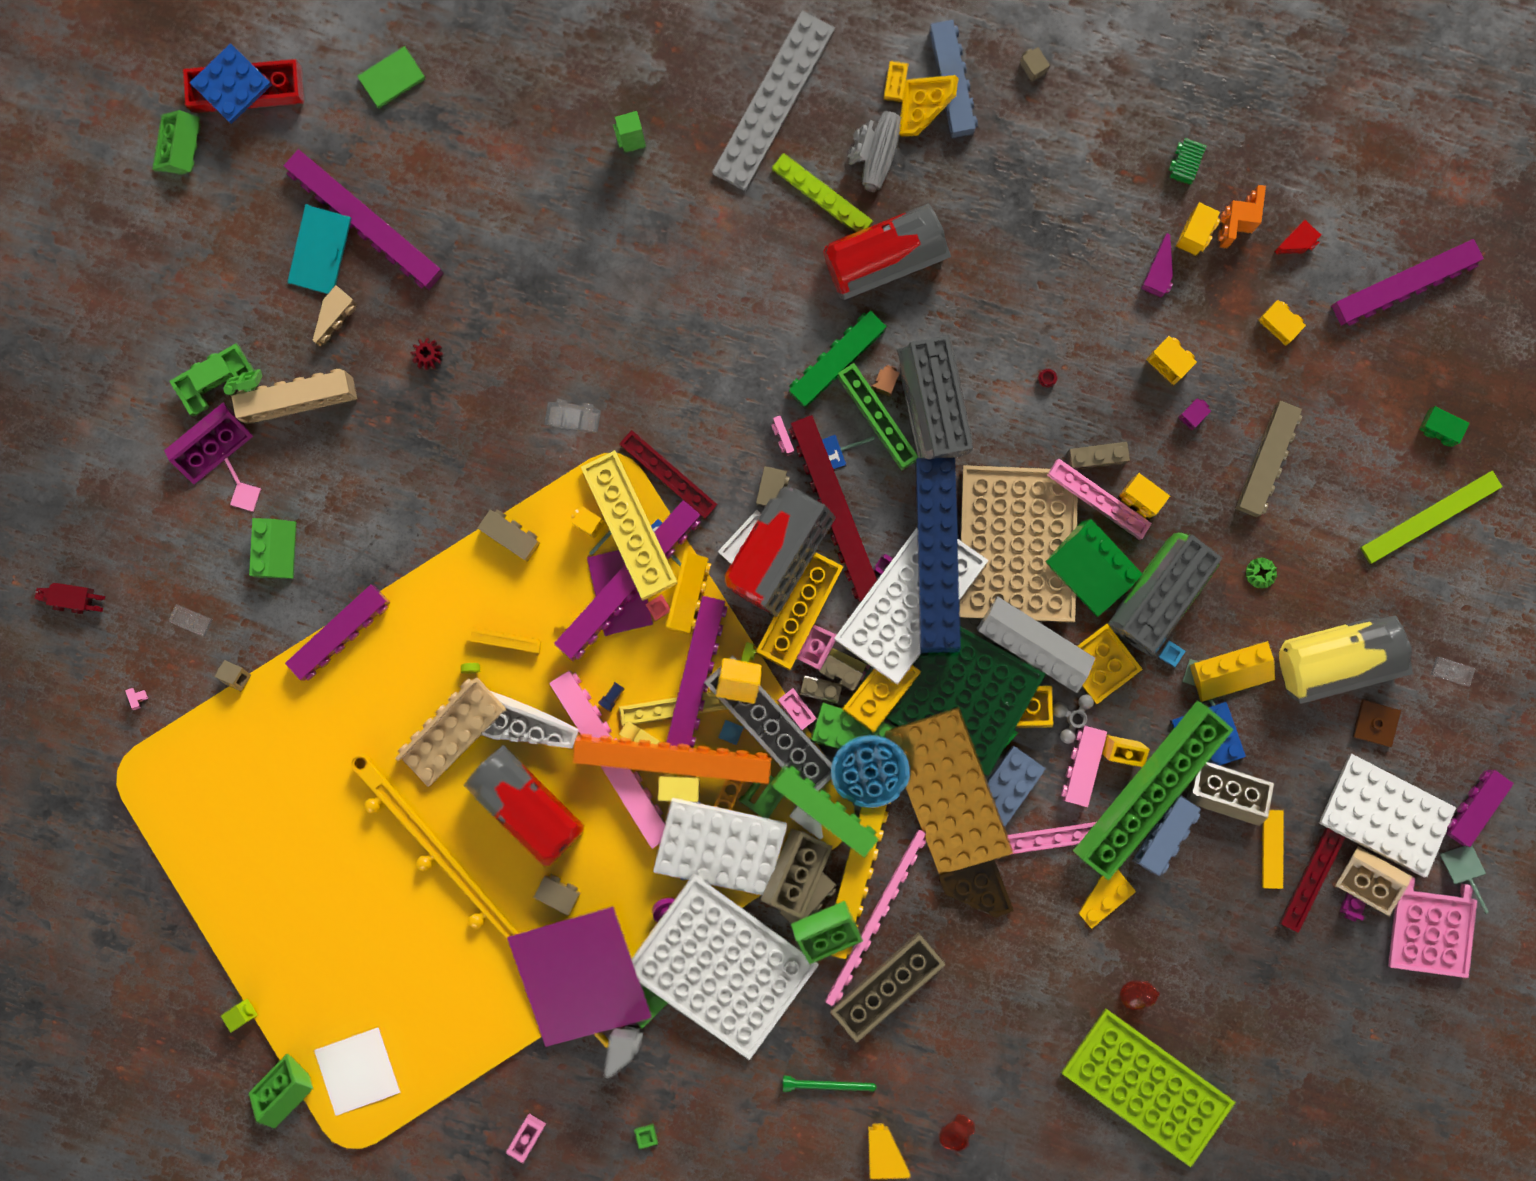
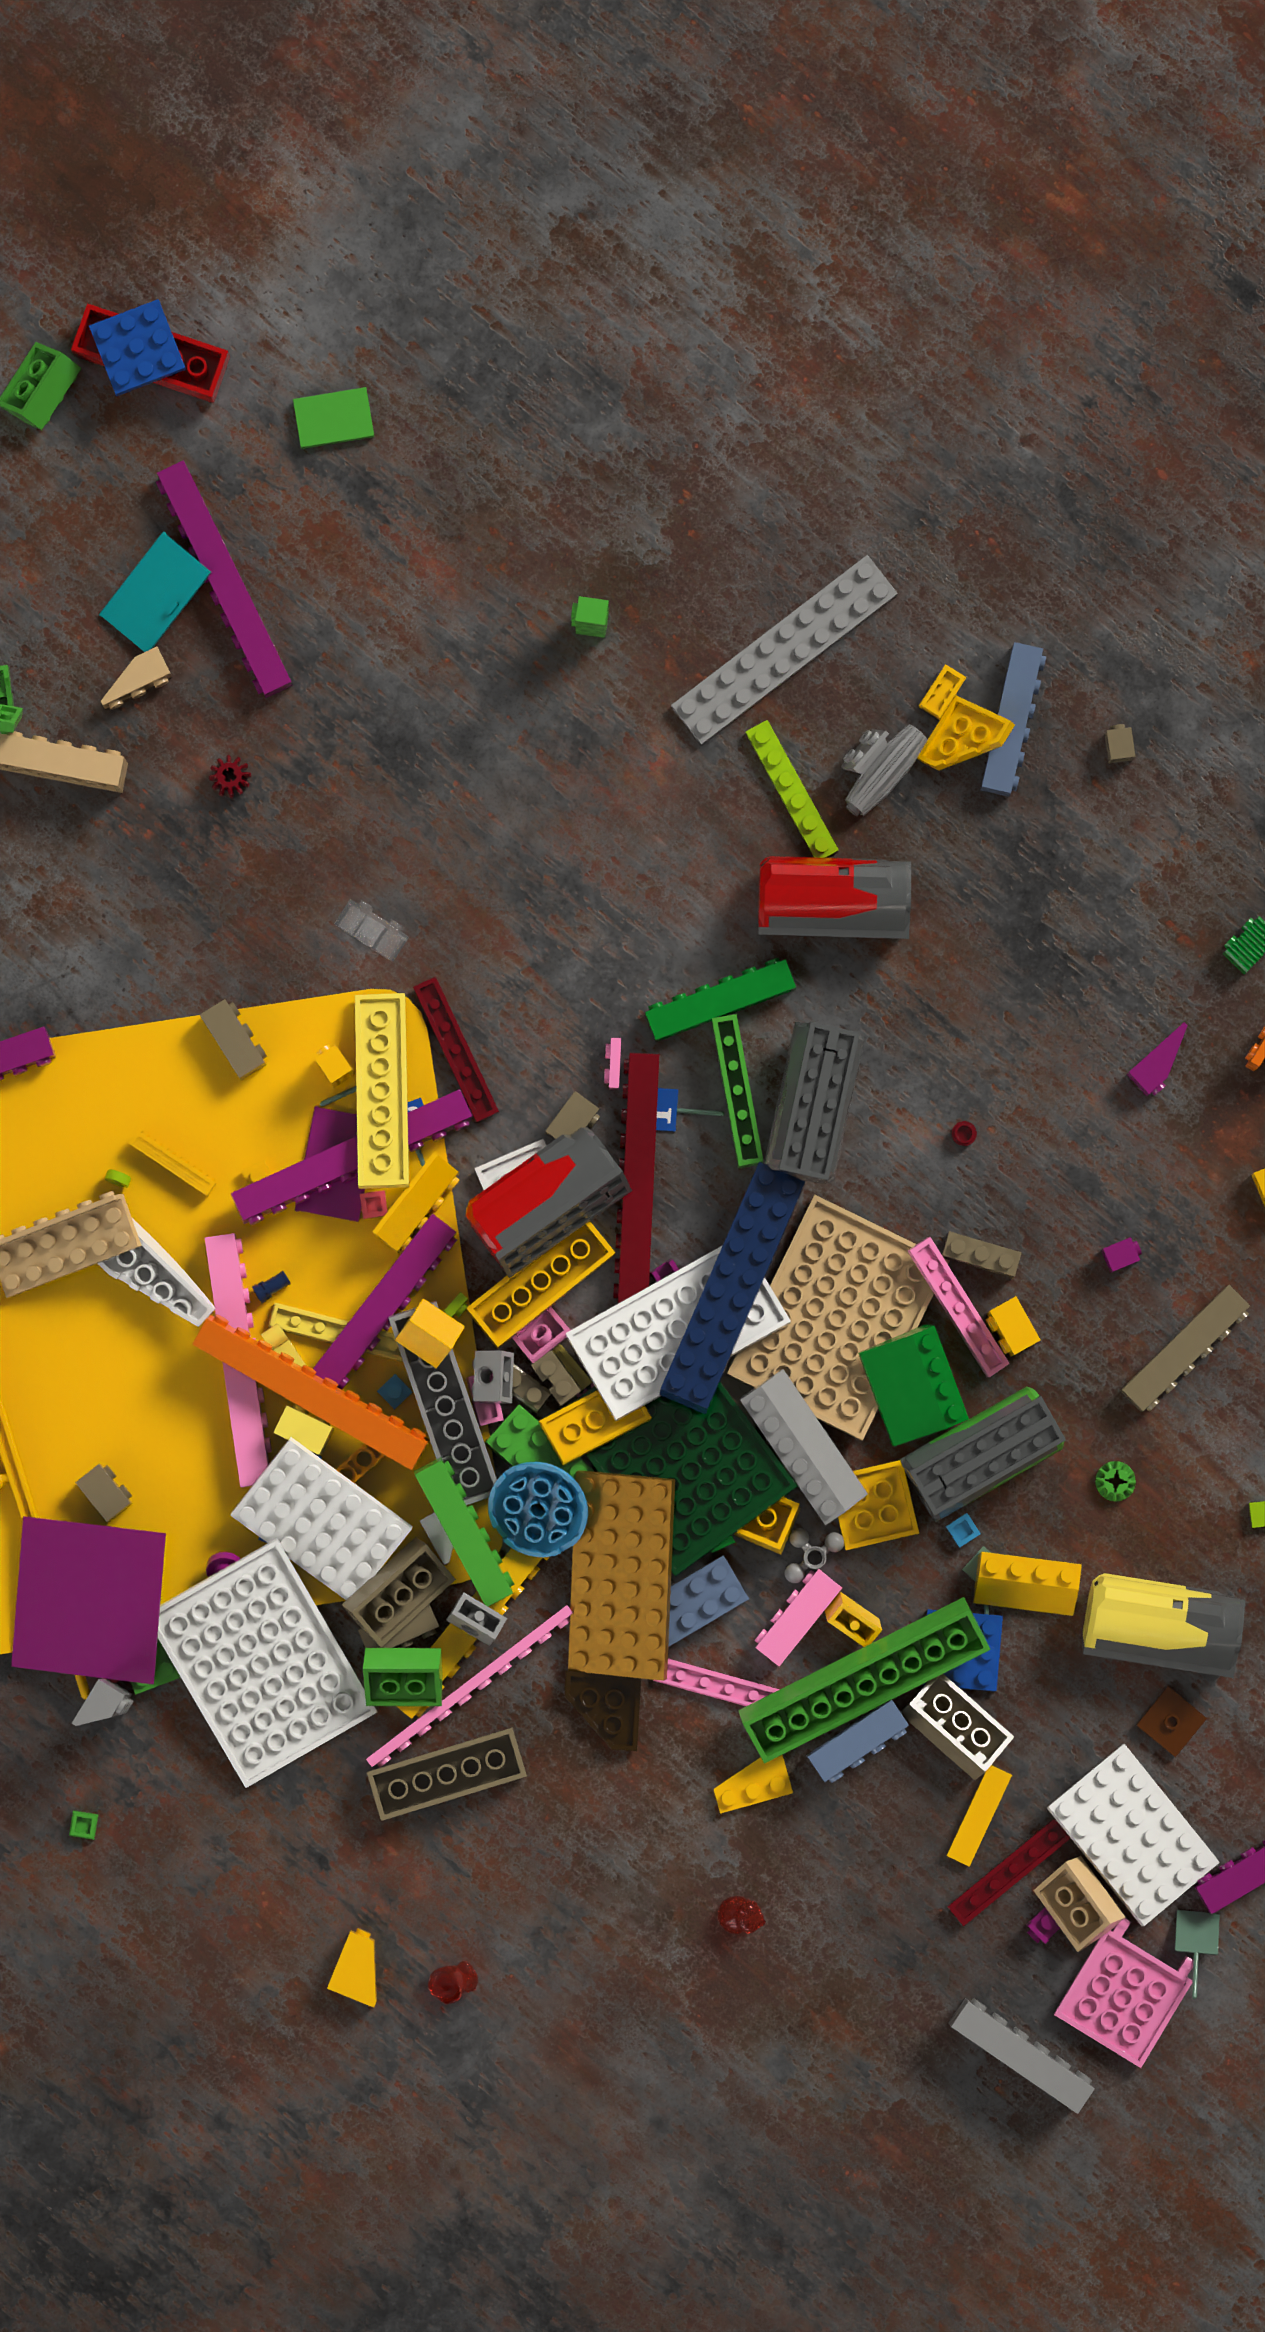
camera: 15 degrees right, 0 degrees up
(524, 806) = (112, 1371): red piece -> none
(766, 802) = (399, 1493): bright green plate -> none
(790, 1084) = (282, 1838): green piece -> none
(805, 698) = (500, 1388): none -> light grey brick
(861, 868) = (476, 1619): none -> light grey brick
(886, 380) = (768, 1051): nougat window -> none
(1148, 1087) = (703, 2029): lime plate -> none
(1172, 360) = (1120, 1178): yellow brick -> none
(1198, 229) = (1223, 1033): yellow brick -> none
(1383, 1007) = (1022, 2056): none -> light grey brick

